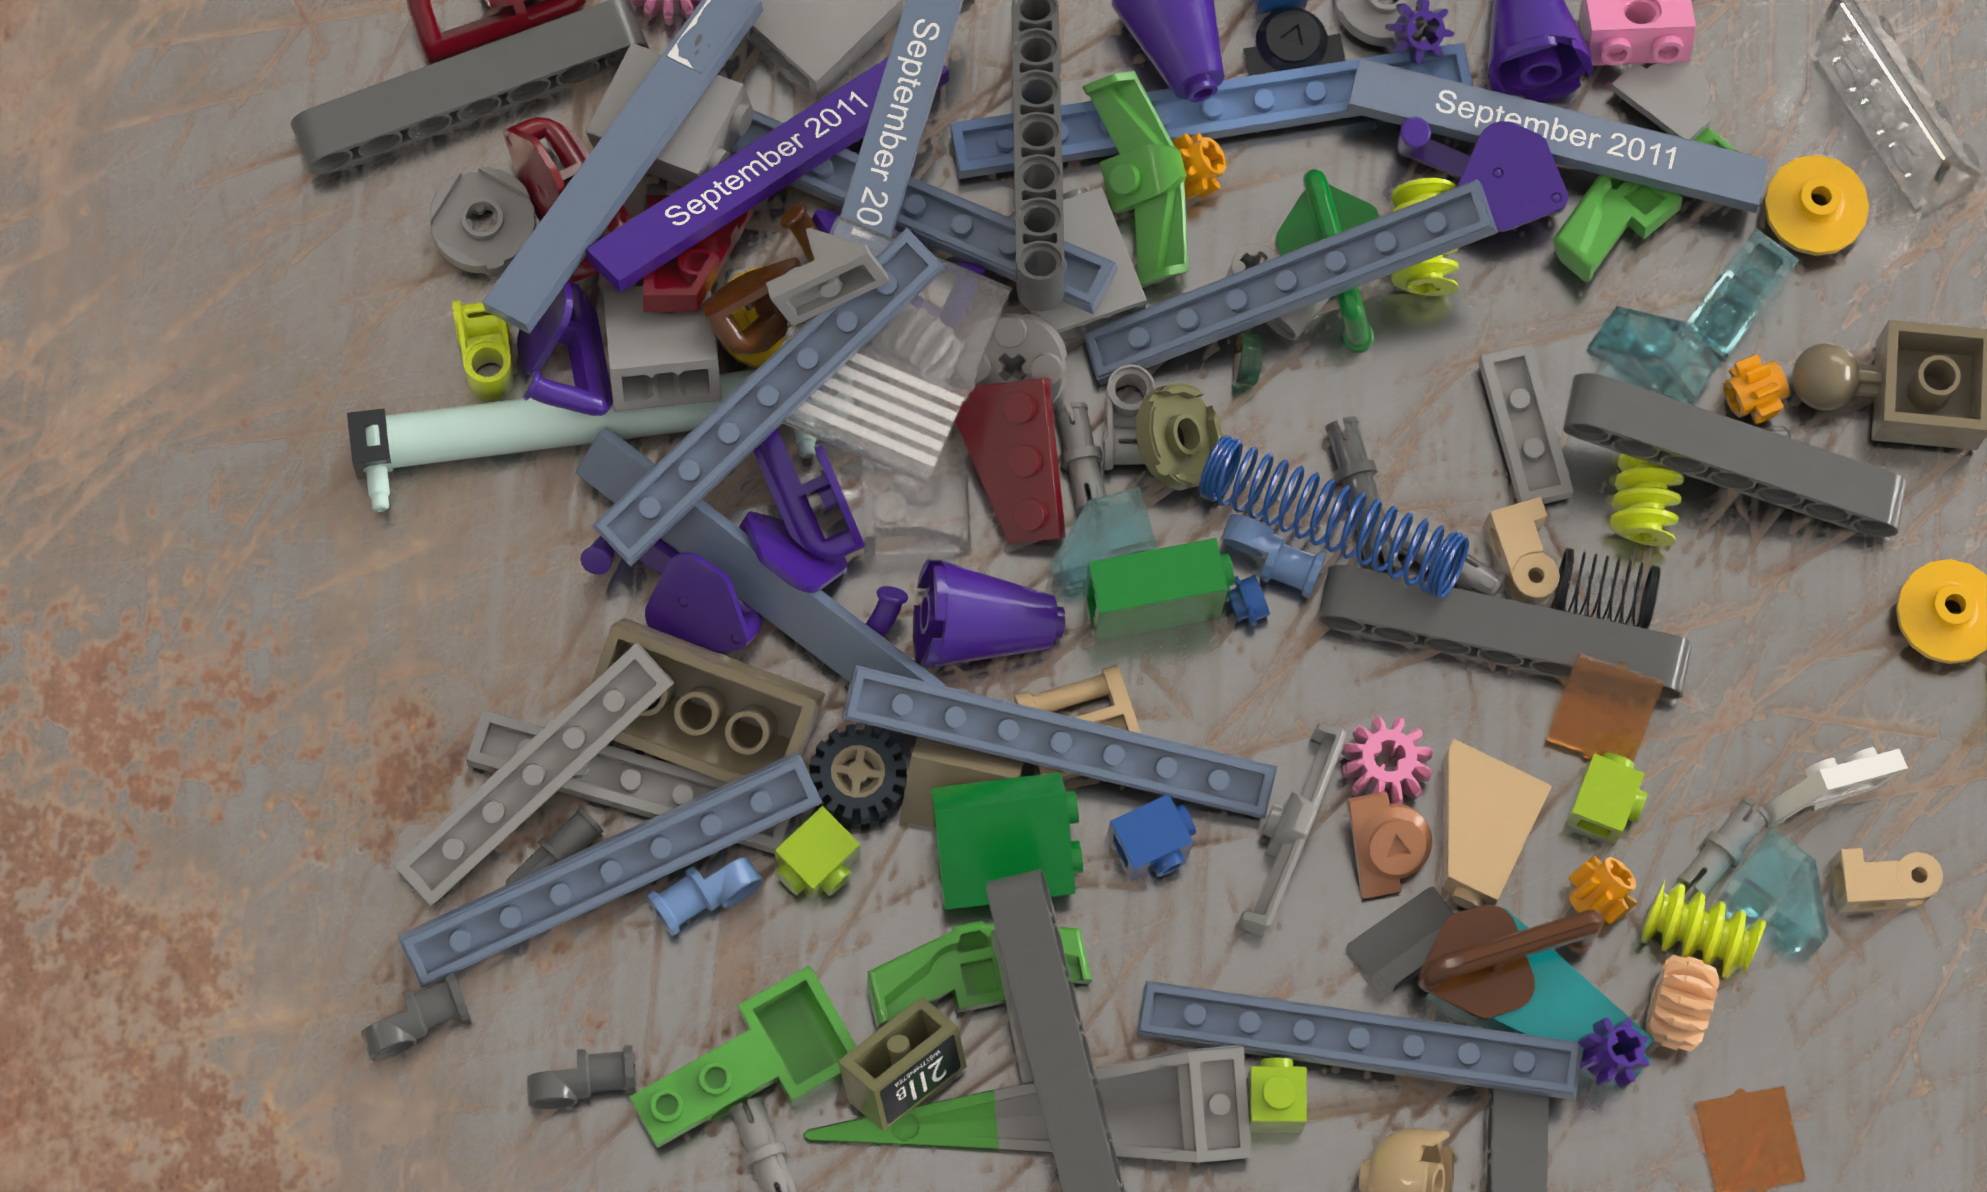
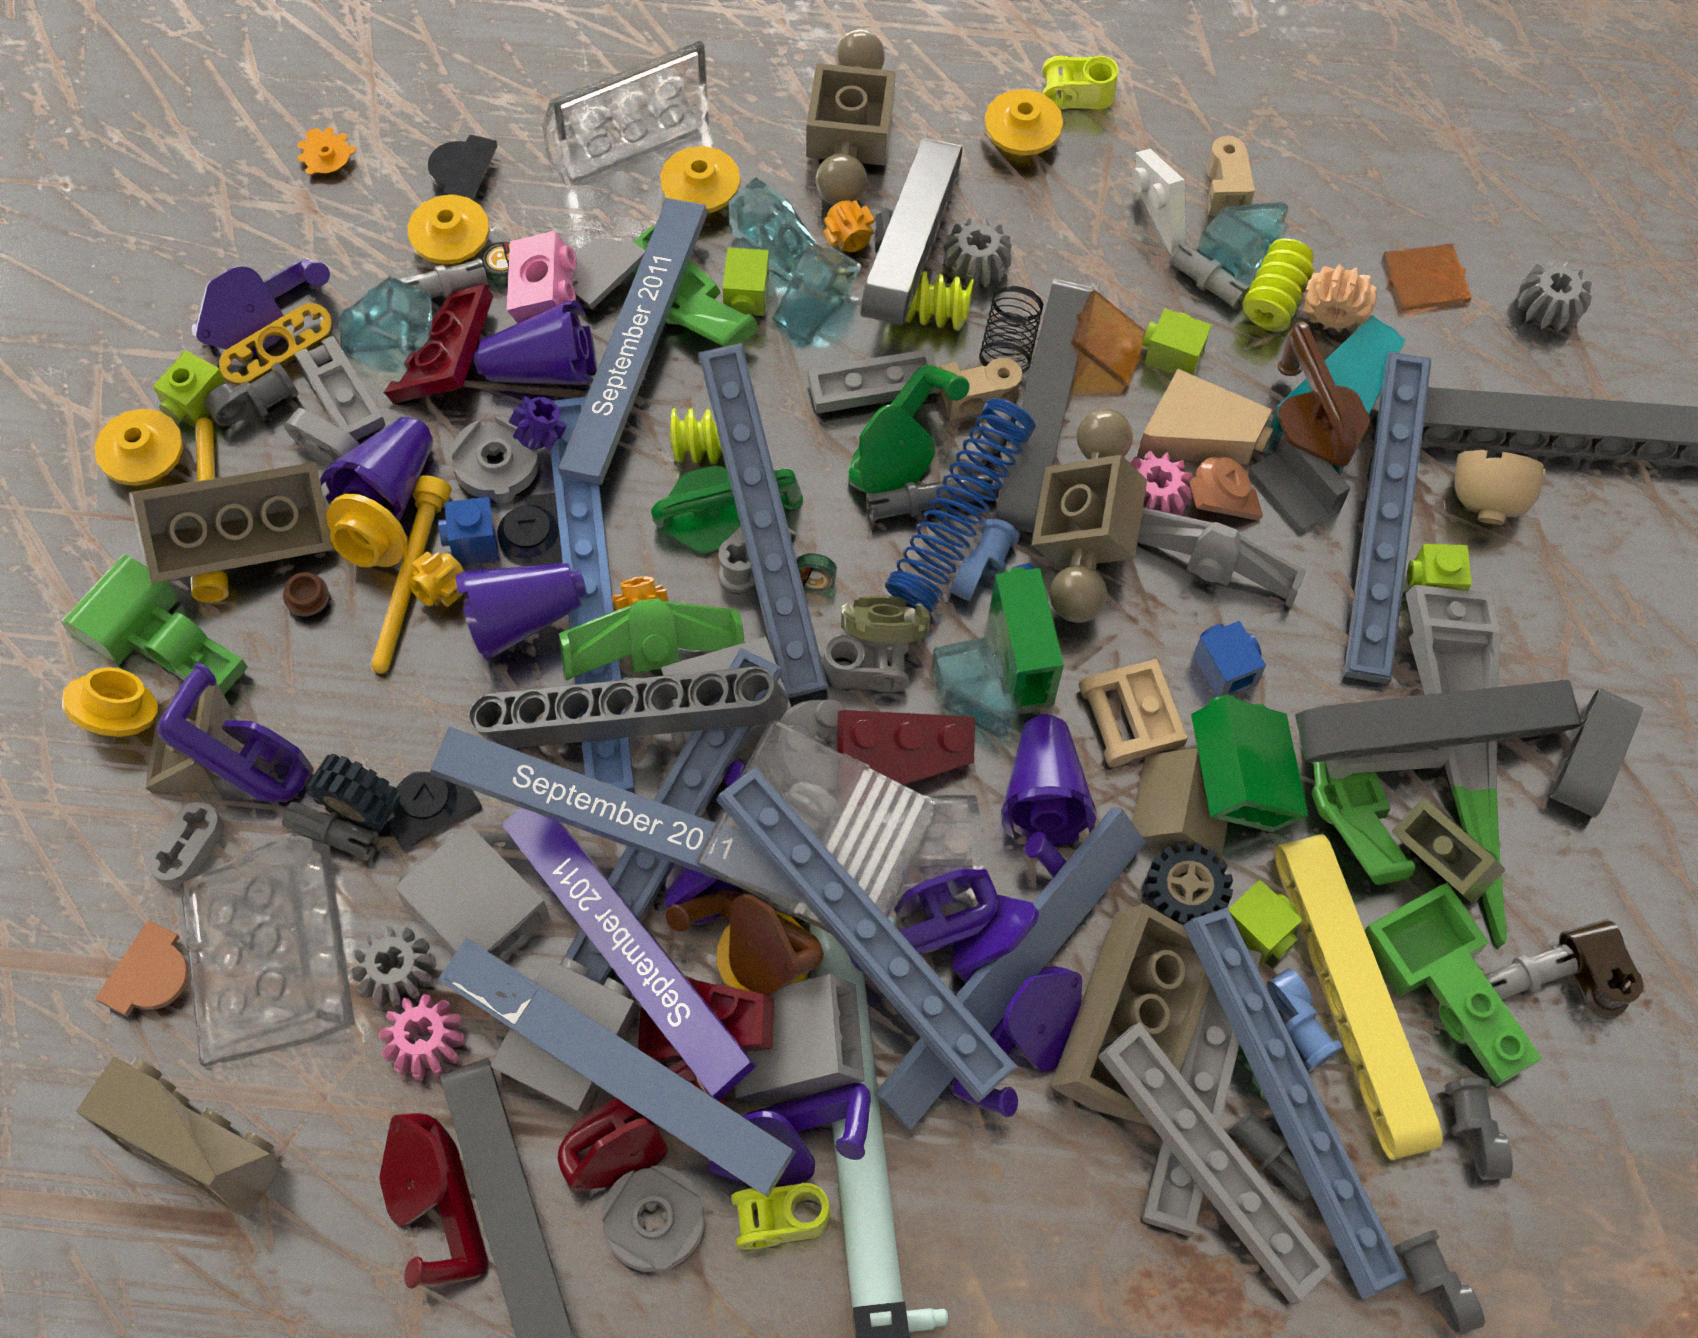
camera: 85 degrees left, 10 degrees down
(737, 955) = (1358, 998): none -> light yellow beam
(835, 276) = (763, 846): light grey slope -> none
(1059, 741) = (1157, 727): sand blue tile -> none
(1080, 453) = (897, 700): light grey pin -> none
(1330, 668) = (1090, 514): none -> dark tan brick
(1415, 447) = (893, 444): none -> green piece
(1507, 161) = (672, 373): dark purple piece -> none
(1603, 888) = (1252, 348): light orange gear -> none
(1628, 1048) = (1396, 329): dark purple gear -> none
(1653, 264) = (746, 280): none -> lime brick
(1720, 567) = (977, 252): none -> light grey gear

